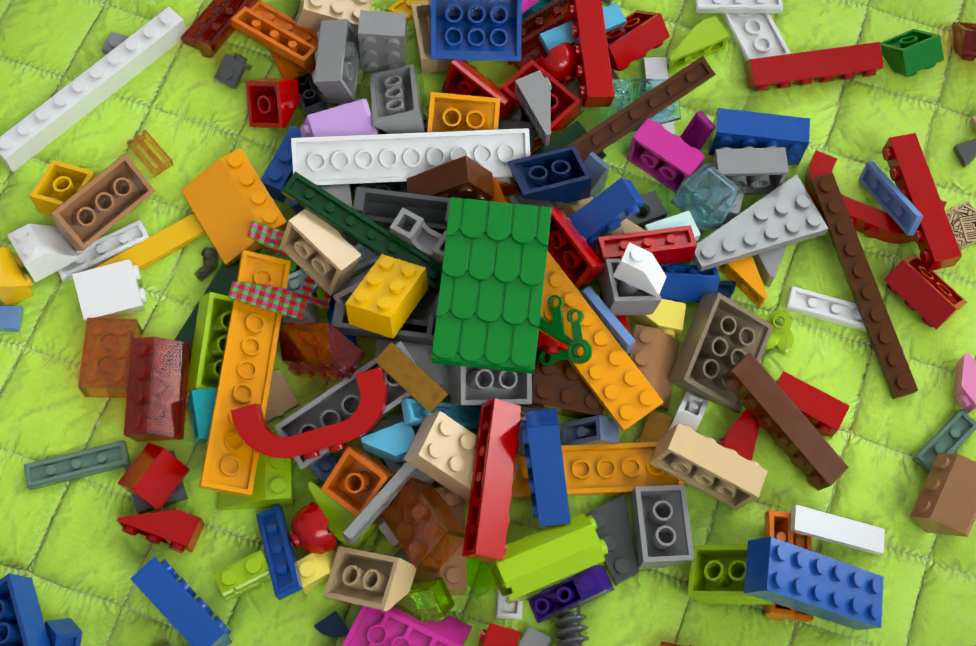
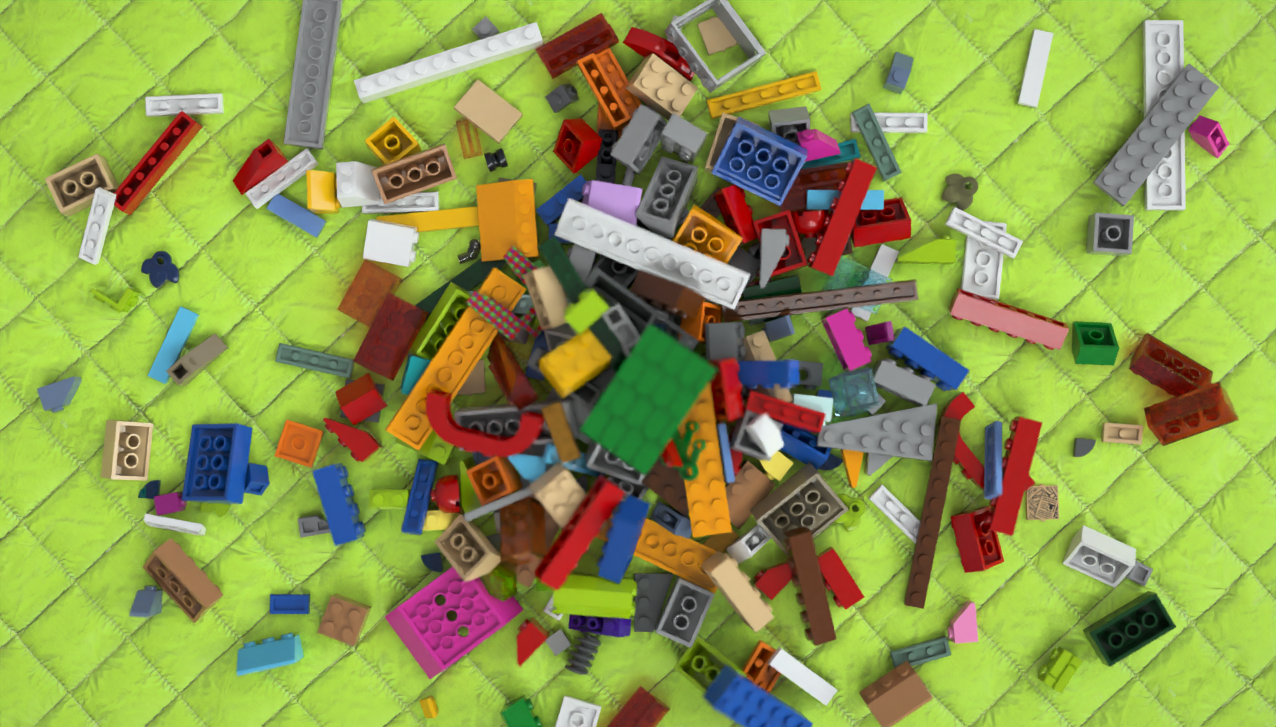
camera: 30 degrees right, 20 degrees up
(99, 568) = (299, 443): none -> orange plate
(158, 117) = (488, 111): none -> tan tile
(190, 158) = (496, 160): none -> black wheel
(370, 231) = (585, 310): none -> lime brick
(552, 176) = (745, 322): dark blue slope -> none

